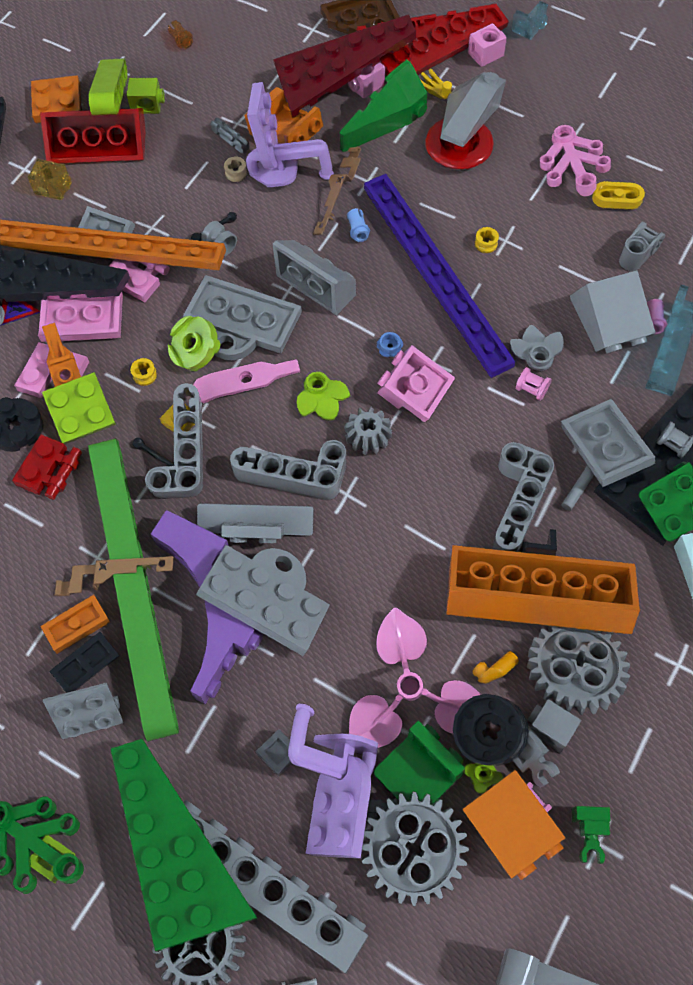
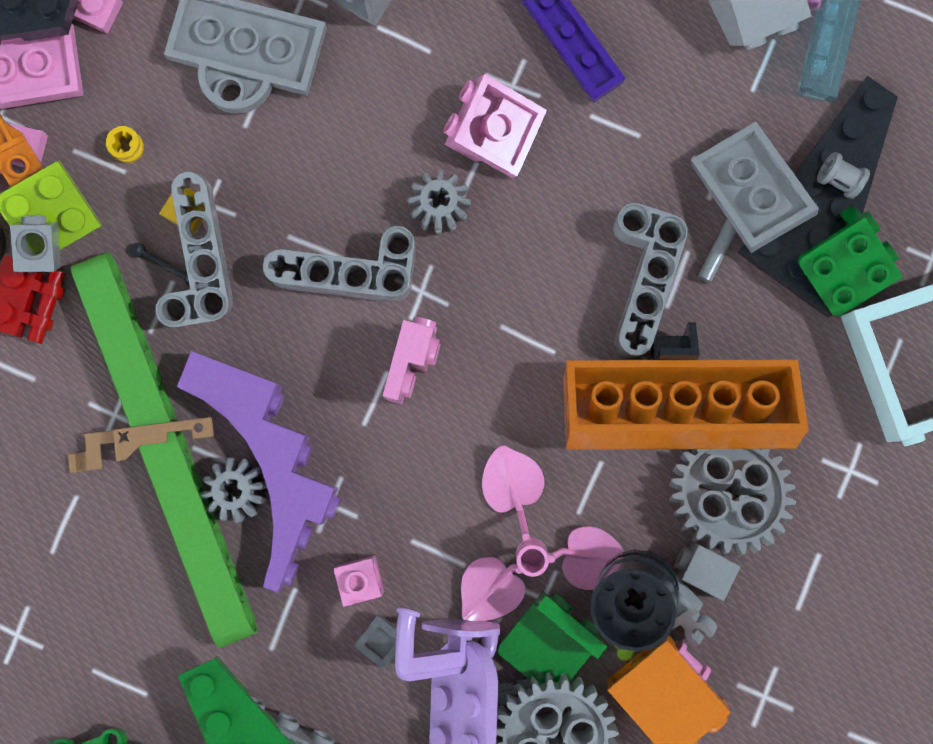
camera: 10 degrees left, 20 degrees up
(66, 436) = (28, 260): none -> light grey brick
(75, 624) = (103, 511): orange plate -> none
(84, 663) = (126, 564): black hinge -> none
(84, 710) = (130, 628): light grey hinge -> none
(186, 628) = (223, 496): none -> light grey gear
(205, 345) = (202, 93): lime plate -> none
(229, 381) = (243, 146): bright pink piece -> none
(255, 521) = (308, 350): light grey bracket -> none
(265, 595) = (337, 452): light grey plate -> none
(267, 698) = (359, 580): none -> bright pink brick
(323, 399) = (373, 160): lime plate -> none
(332, 533) = (414, 350): none -> bright pink plate
(392, 339) = (456, 59): medium blue plate -> none
(497, 670) = (634, 508): light orange arm -> none
(533, 384) = (651, 107): bright pink bush -> none
(536, 345) = (651, 46): light grey plate -> none
(593, 823) = (759, 681): green piece -> none

